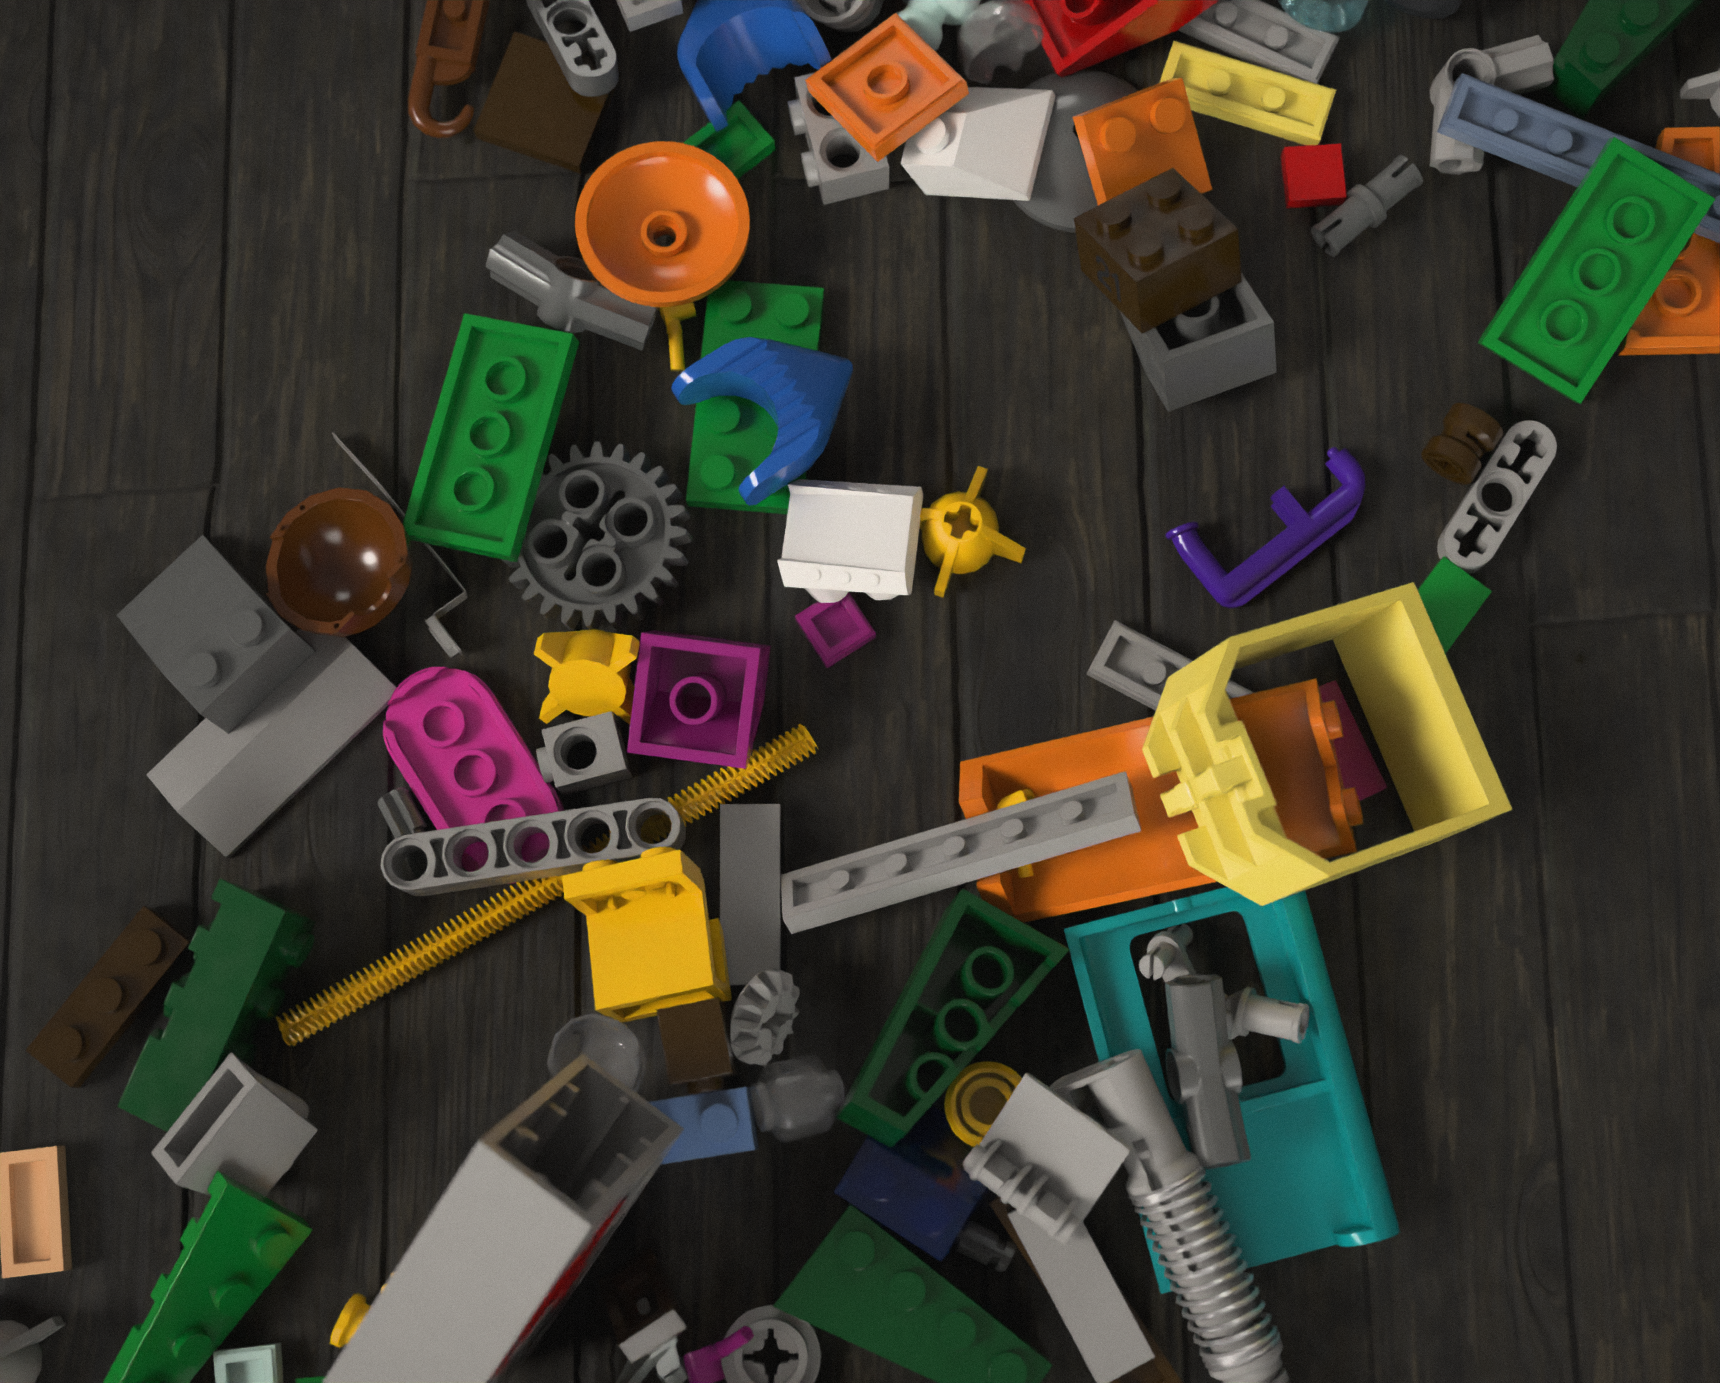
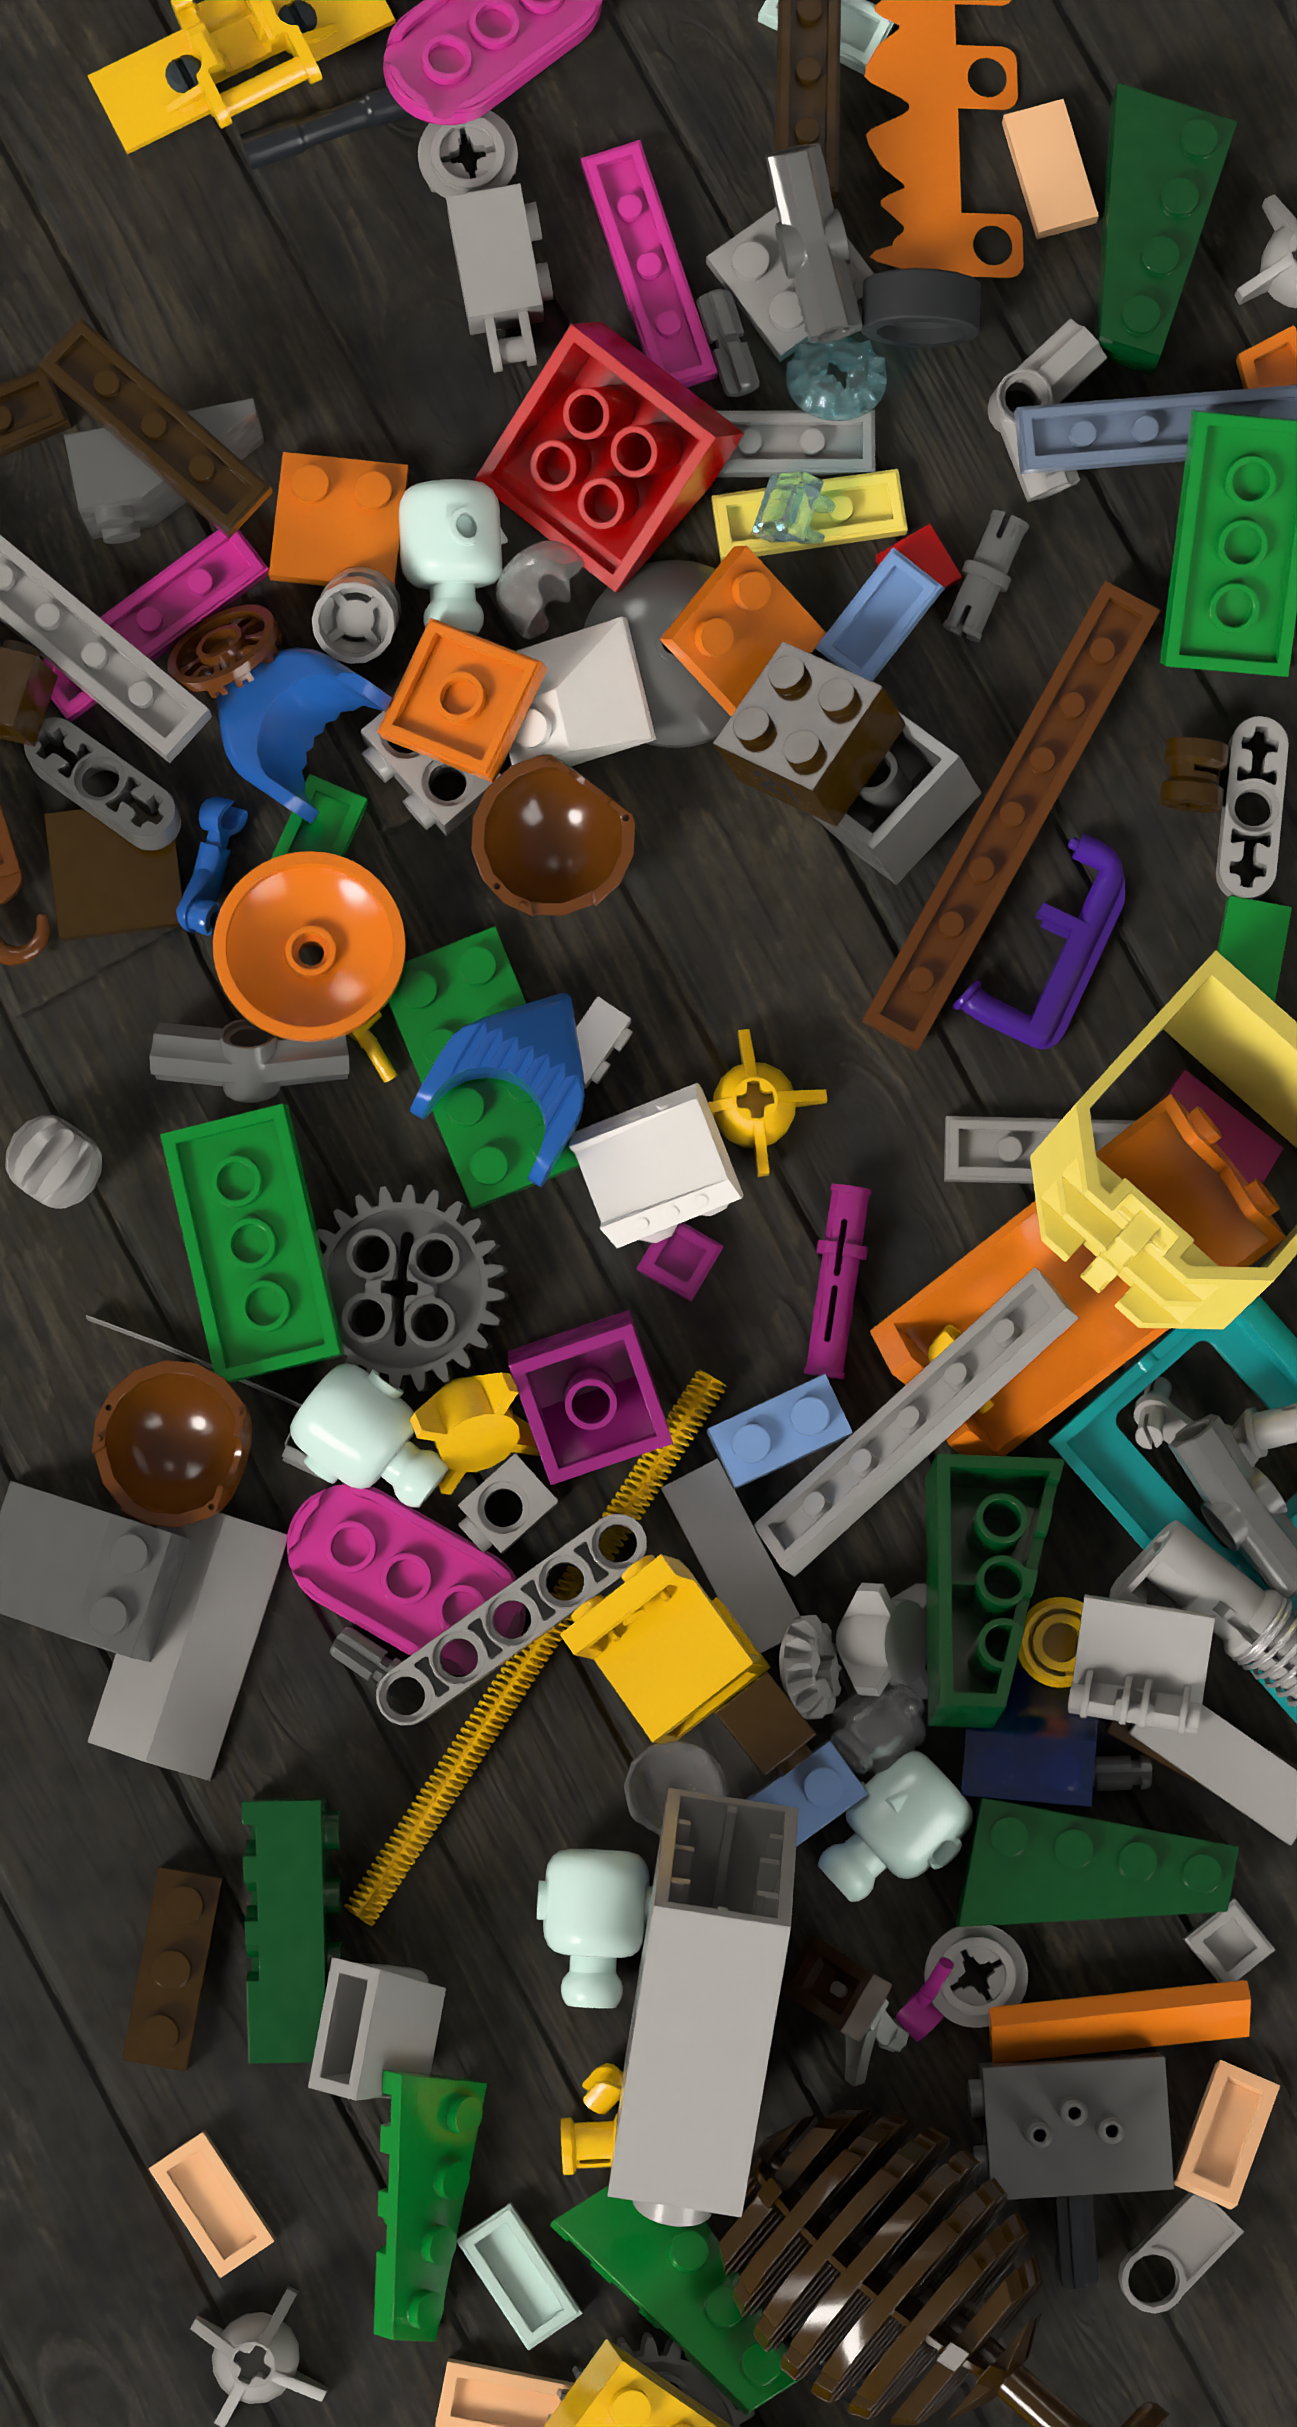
camera: 35 degrees left, 5 degrees up
(371, 297) = (53, 1161): none -> light grey piece
(457, 1119) = (595, 1912): none -> light aqua piece
(492, 634) = (360, 1432): none -> light aqua piece
(625, 130) = (198, 904): none -> blue arm
(772, 1191) = (903, 1825): none -> light aqua piece
(838, 1025) = (885, 1639): none -> light grey piece
(840, 806) = (779, 1431): none -> medium blue brick
(859, 416) = (598, 1035): none -> white piece
(901, 231) = (550, 838): none -> reddish brown cylinder
(969, 688) = (846, 1205): none -> magenta pin
(1231, 70) = (789, 509): none -> clear light blue tile
(1269, 192) = (880, 616): none -> medium blue tile
(1290, 405) = (1010, 816): none -> reddish brown plate

